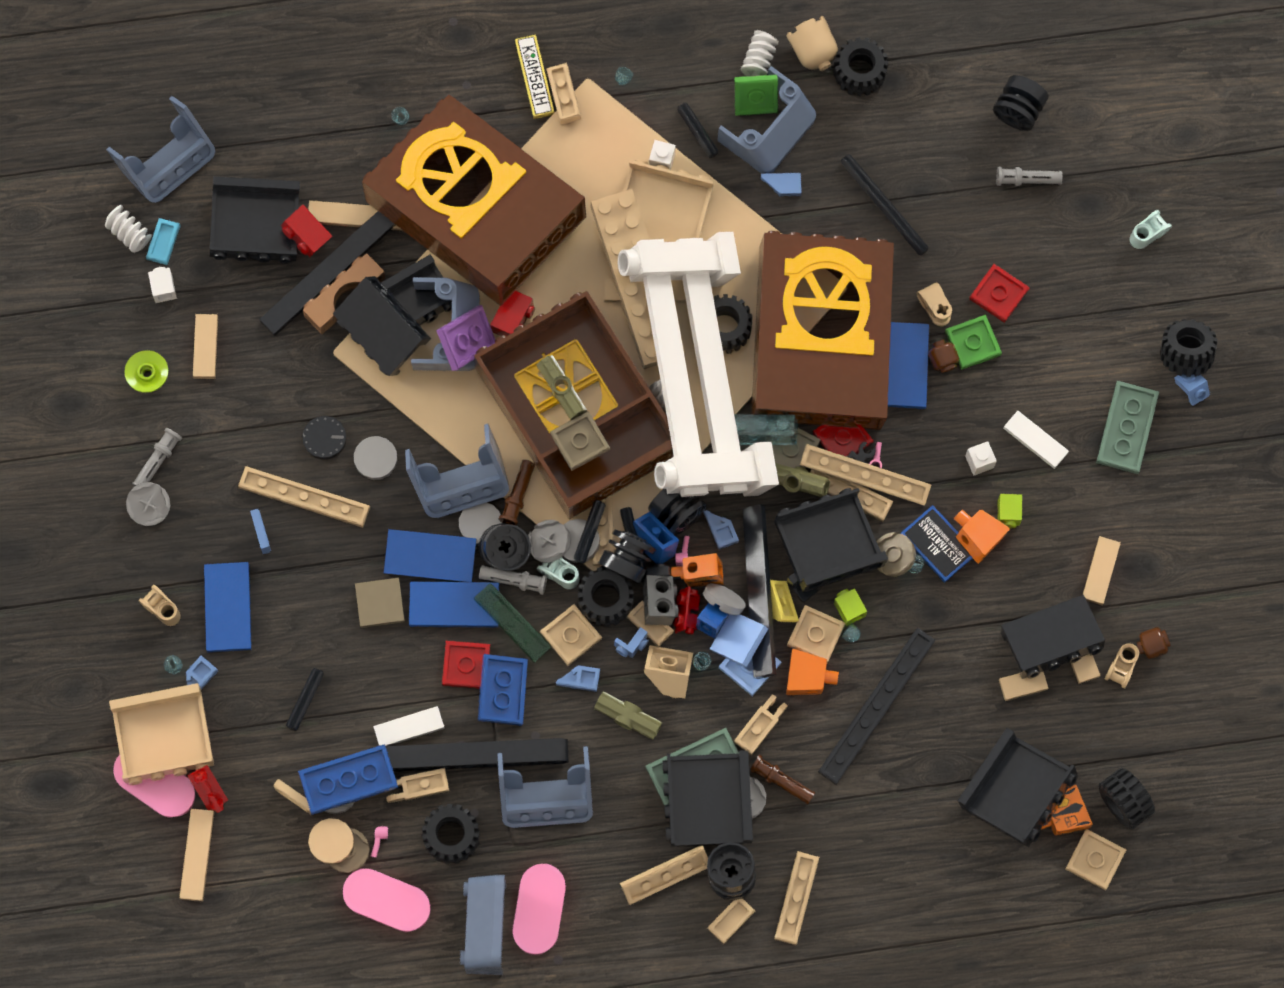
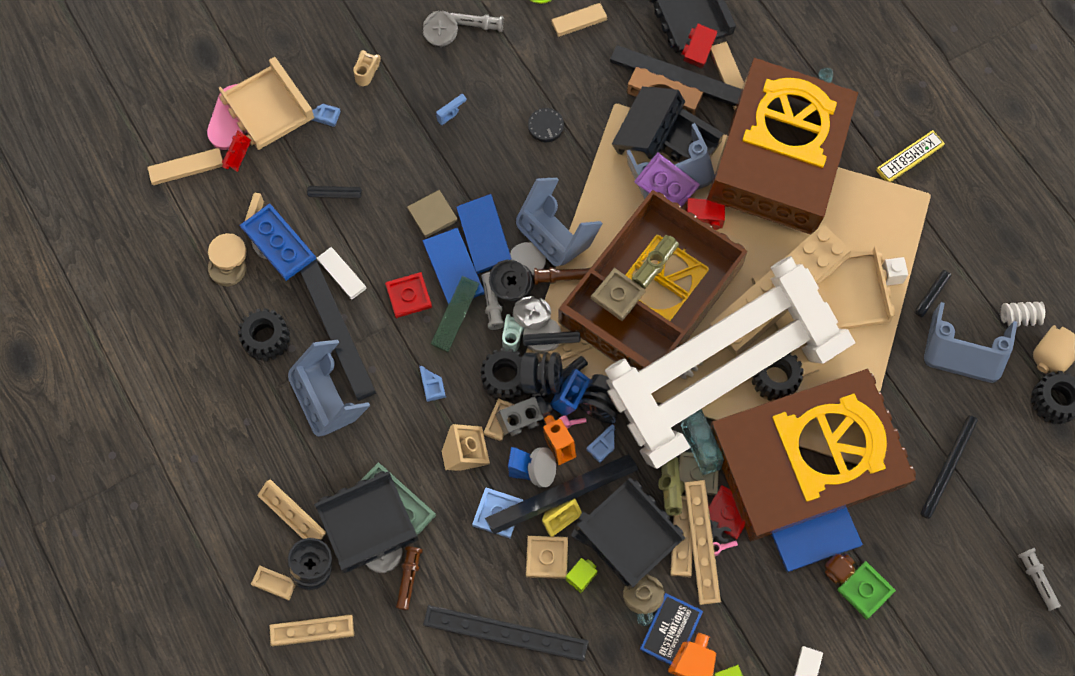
camera: 70 degrees right, 5 degrees down
(177, 661) = (328, 94): clear light blue hinge -> none
(227, 607) = (384, 112): blue tile -> none
(304, 496) = (493, 130): tan tile -> none
(375, 457) = (545, 164): light grey tile -> none
(380, 833) = (248, 285): bright pink hand -> none
(386, 900) = (197, 311): bright pink tile -> none
(421, 785) = (297, 299): tan hinge -> none
(484, 925) = (193, 382): sand blue windscreen -> none
(502, 690) = (397, 328): blue tile -> none
(539, 909) = (229, 427): bright pink tile -> none
(563, 93) = (907, 181): tan tile -> none
(570, 635) = (463, 363): tan tile -> none
(623, 75) = (947, 219): clear light blue hinge -> none
(628, 715) = (414, 431): olive piece -> none
(637, 643) = (477, 414): medium blue bracket -> none
(687, 601) = (529, 441): red hinge -> none
(705, 660) = (487, 474): clear light blue hinge -> none
(739, 639) = (513, 493): light blue tile -> none
(756, 95) = (987, 322): bright green tile -> none
(759, 726) = (447, 540): tan hinge -> none
(784, 183) = (924, 379): medium blue tile -> none
(808, 674) = (507, 563): orange torso -> none
(852, 633) = (559, 586): clear light blue hinge -> none
(934, 301) = (884, 541): tan piece -> none
(980, 458) = (763, 636): white brick -> none
(999, 293) = (921, 595): red tile -> none

